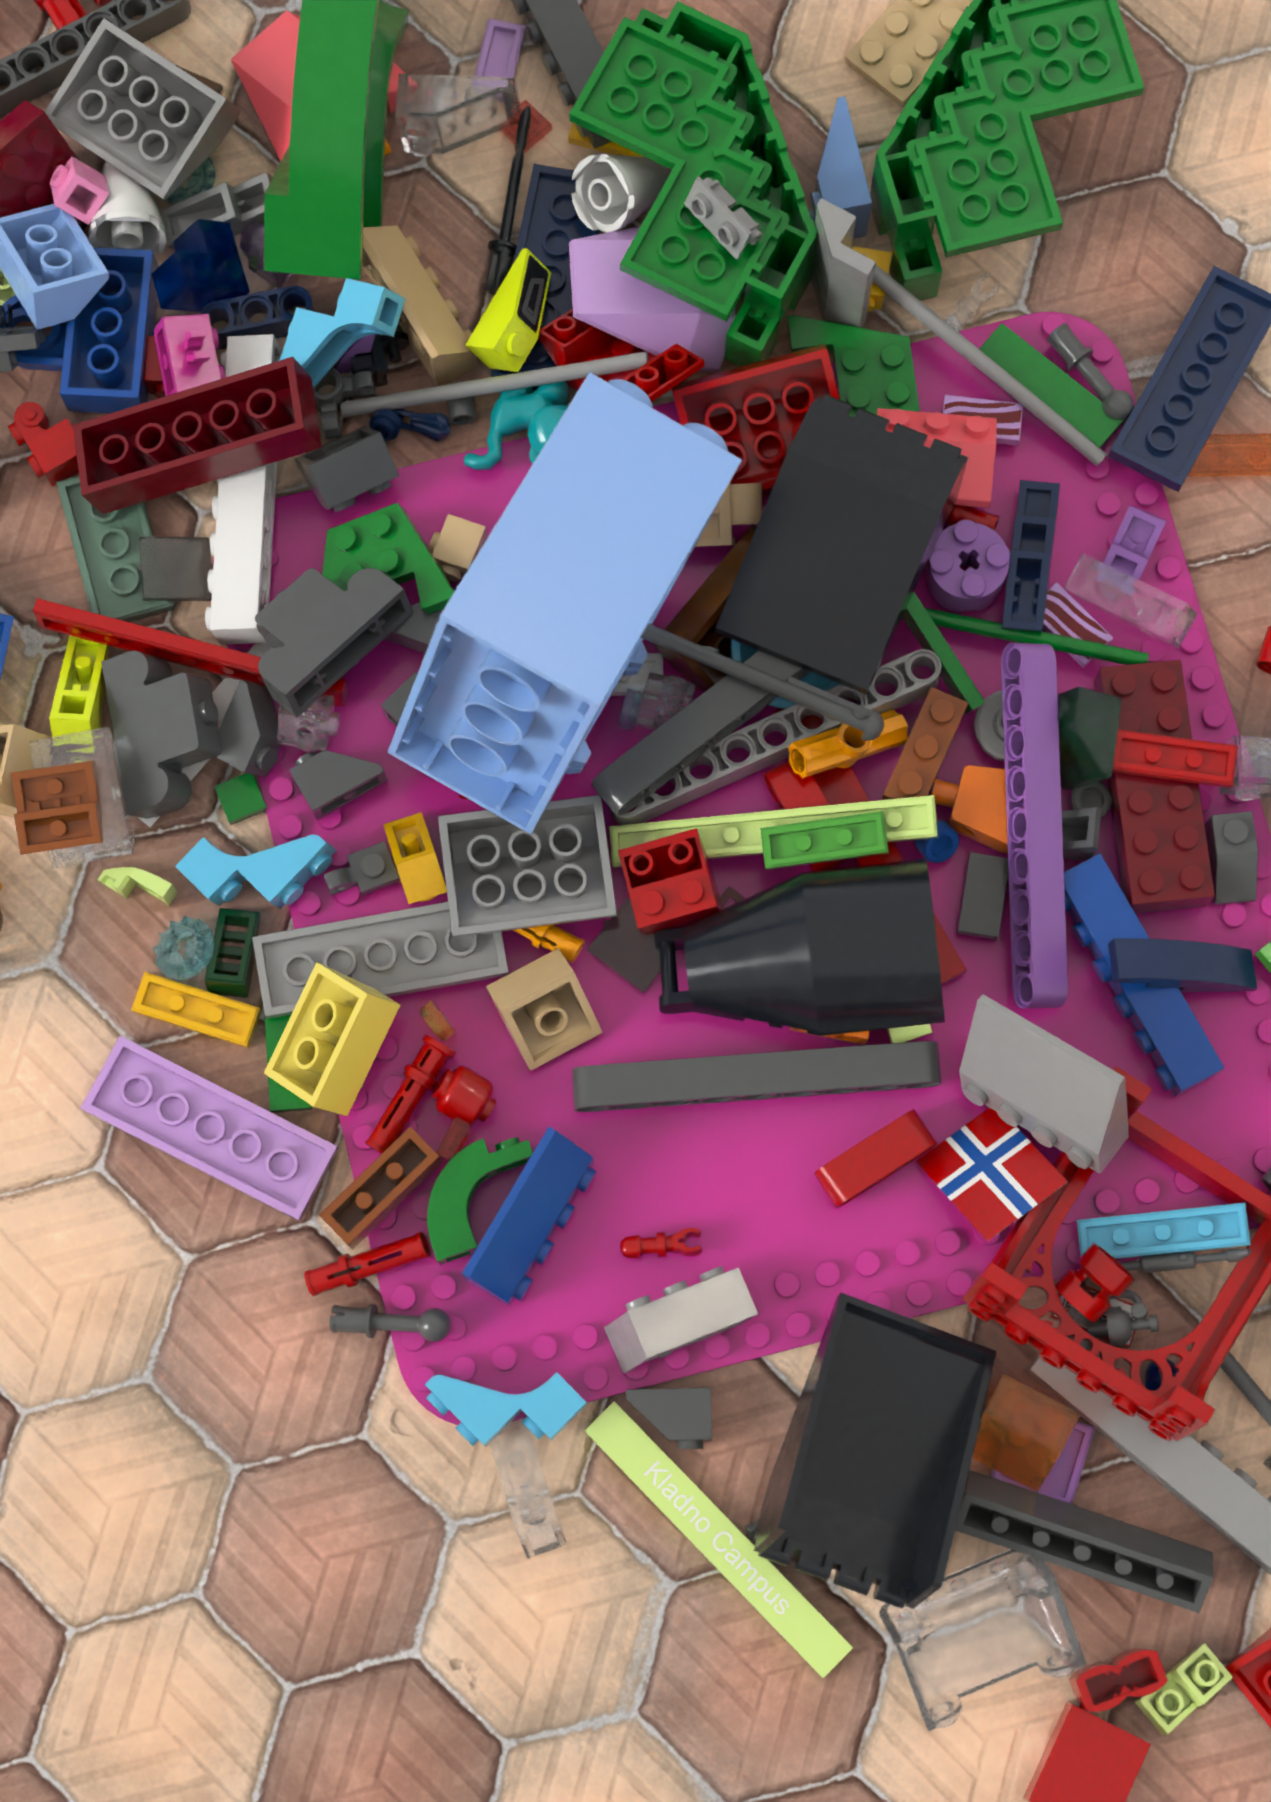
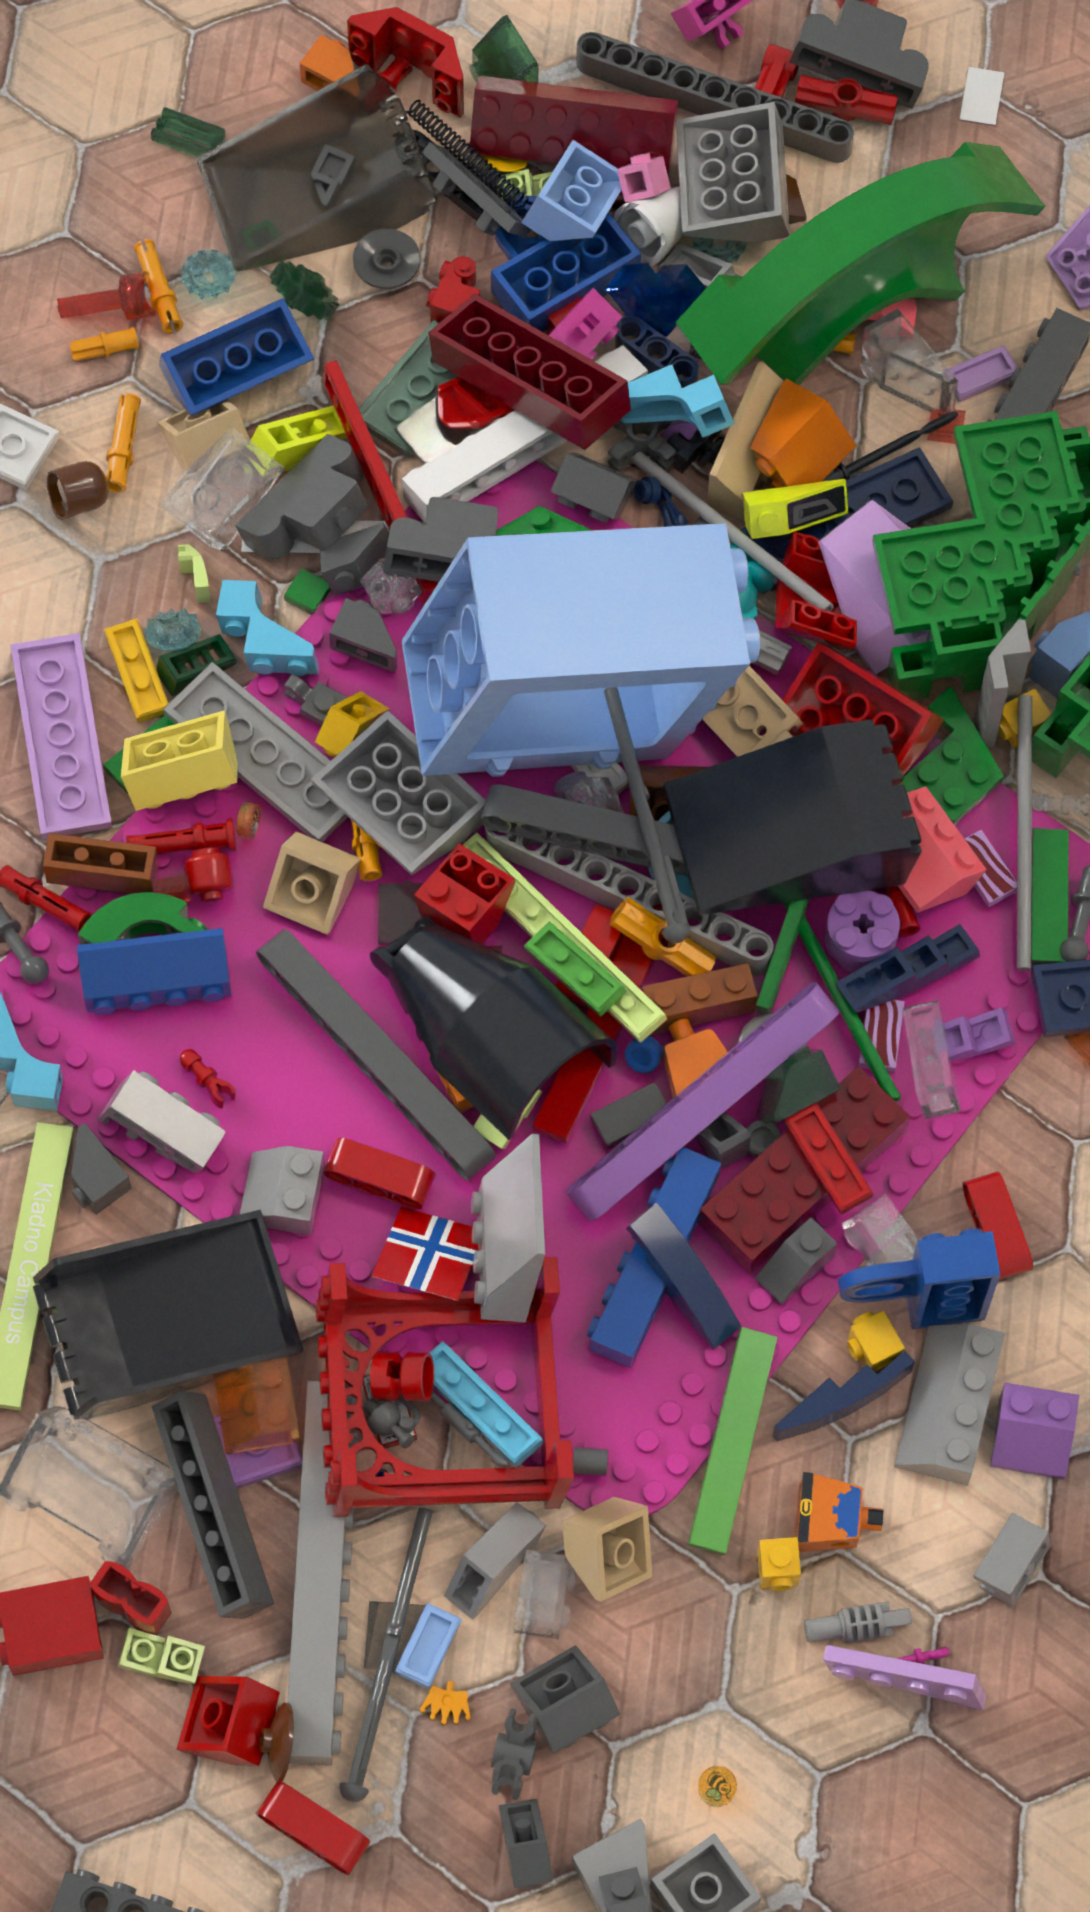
camera: 50 degrees right, 10 degrees down
(57, 807) = (200, 473): dark orange slope -> none
(176, 518) = (467, 406): none -> red slope
(452, 255) = (800, 438): none -> orange slope
(615, 189) = (935, 500): white cone -> none
(712, 207) = (963, 558): light grey hinge -> none
(825, 1256) = (285, 1187): none -> light grey slope

